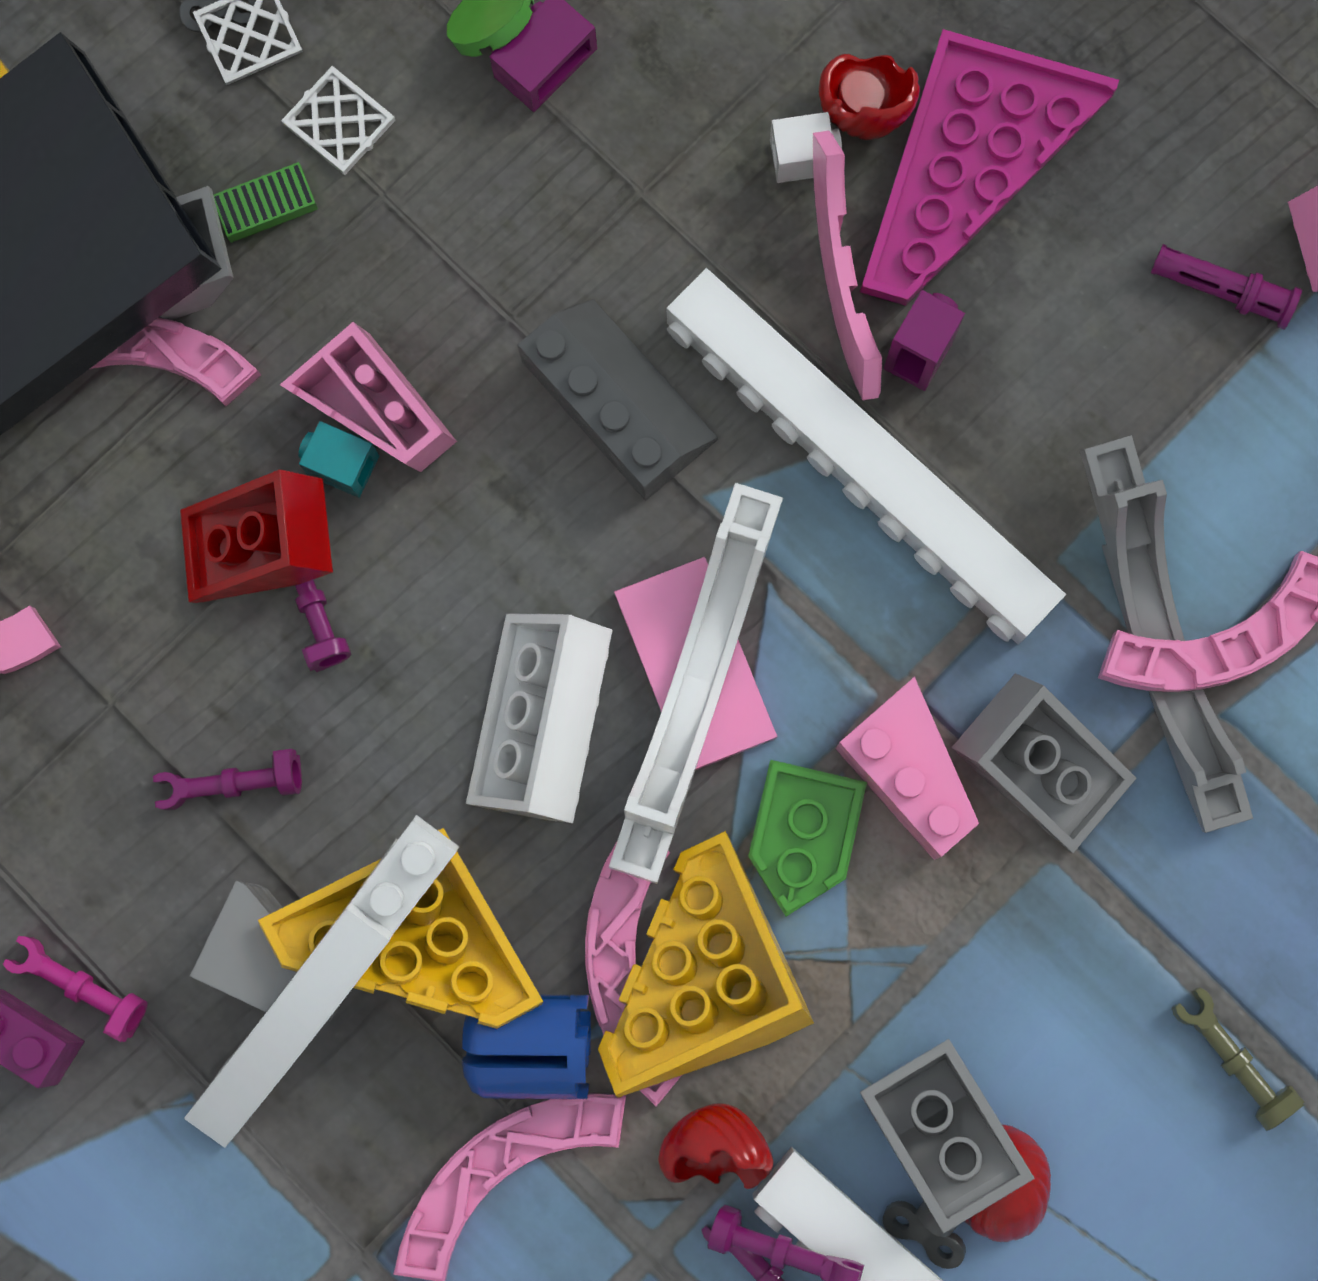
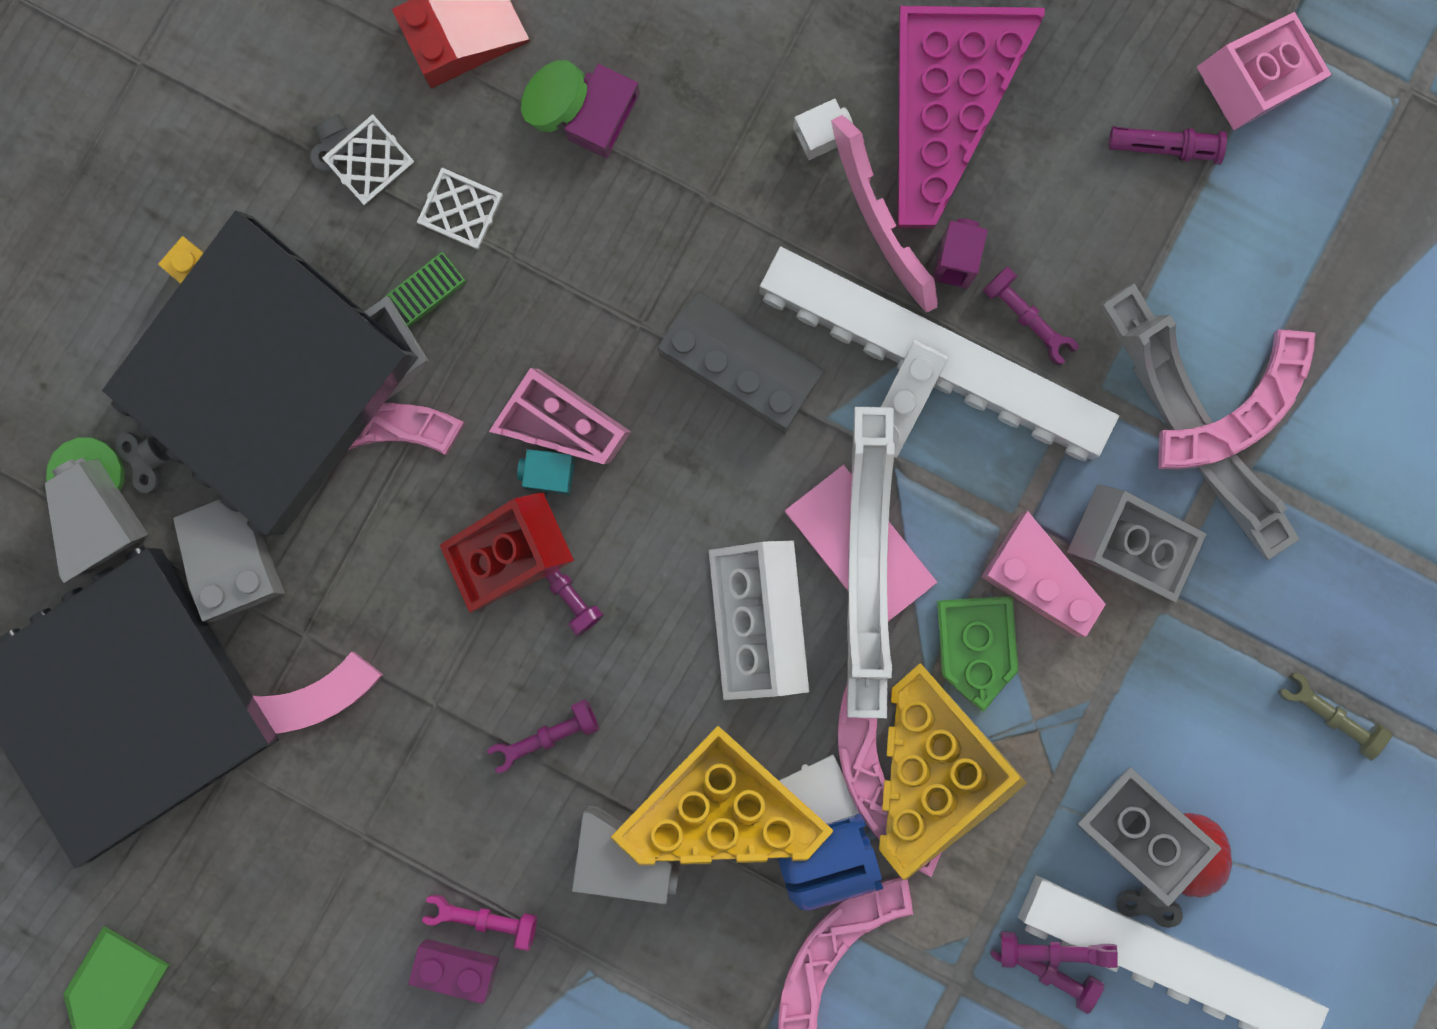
camera: 20 degrees left, 5 degrees up
(323, 981) = (689, 829): white slope -> none
(552, 953) = (822, 789): none -> white piece
(714, 1143) = (981, 890): red piece -> none
(813, 490) = (912, 388): none -> white plate
(868, 94) = (860, 75): red piece -> none
(965, 398) = (1028, 315): none -> magenta piece

